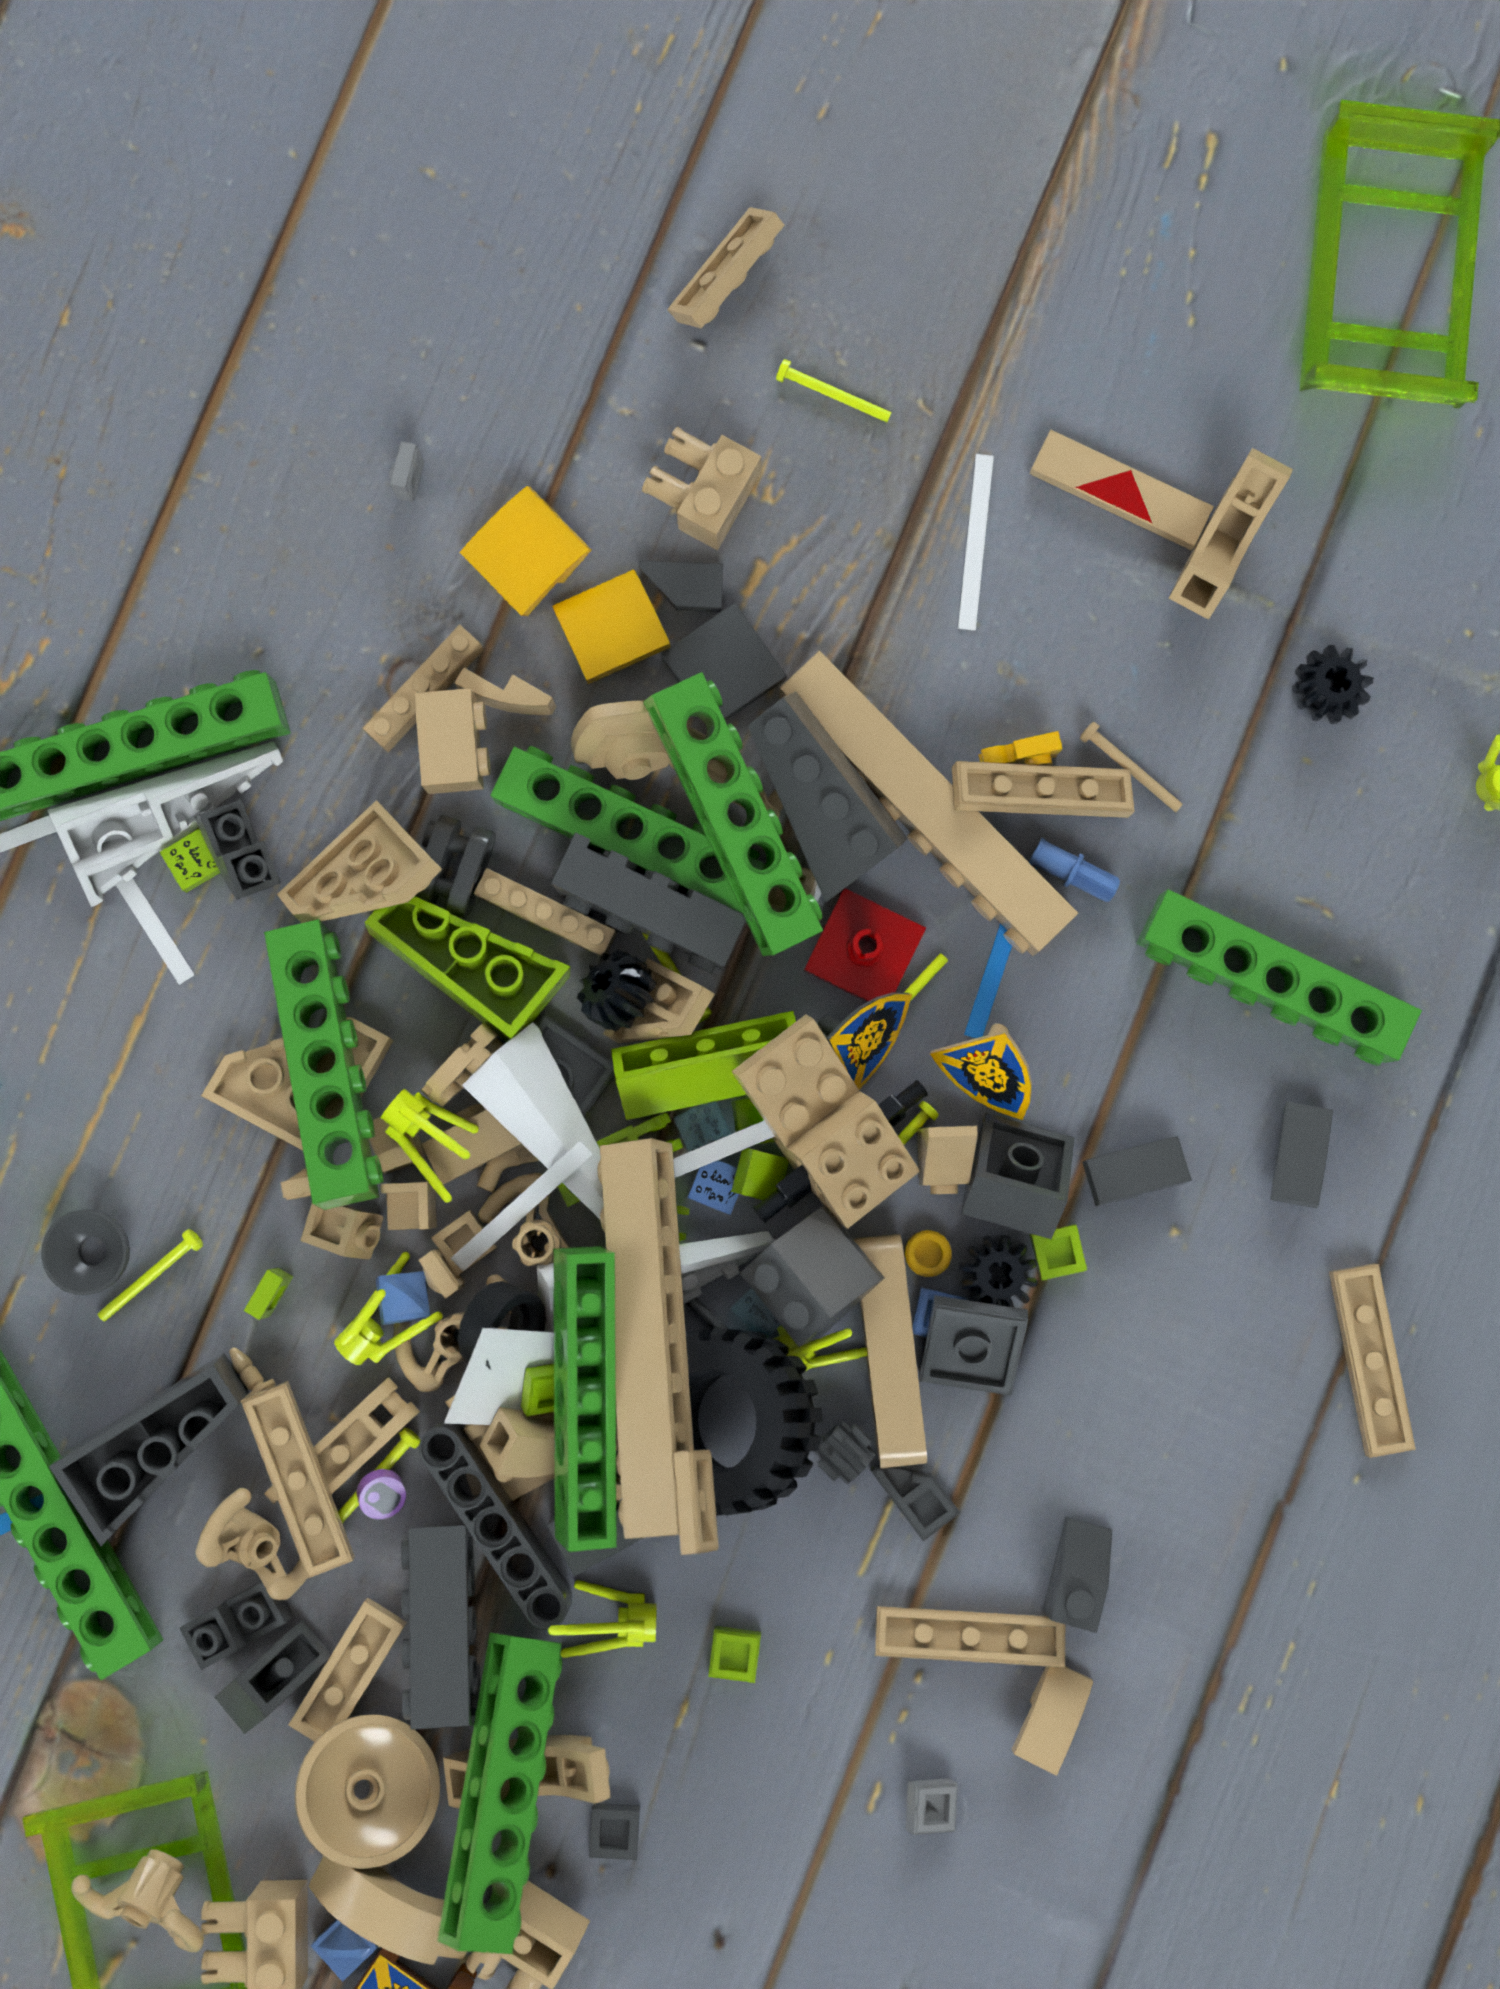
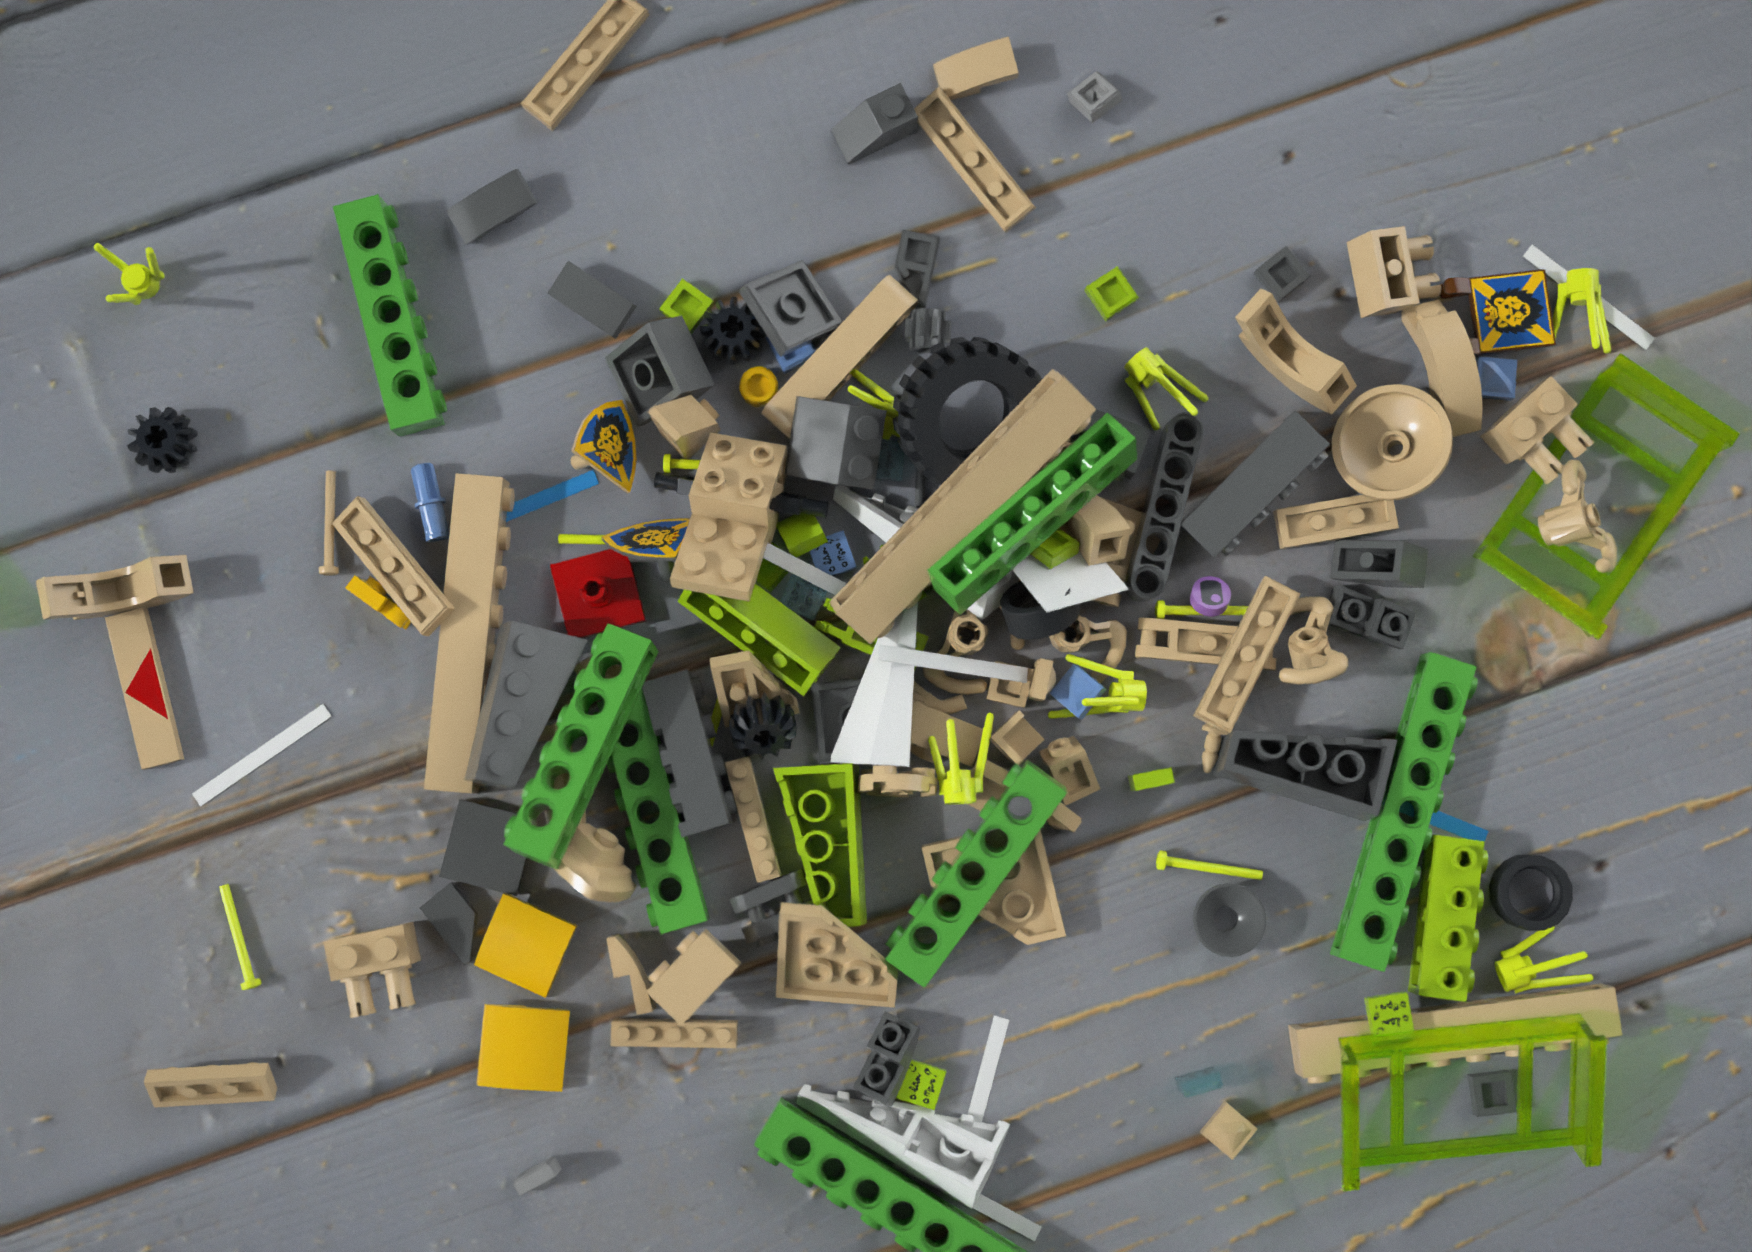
camera: 135 degrees left, 0 degrees up
(473, 1866) = (1338, 355): bright green brick -> none
(695, 1502) = (1034, 385): tan tile -> none

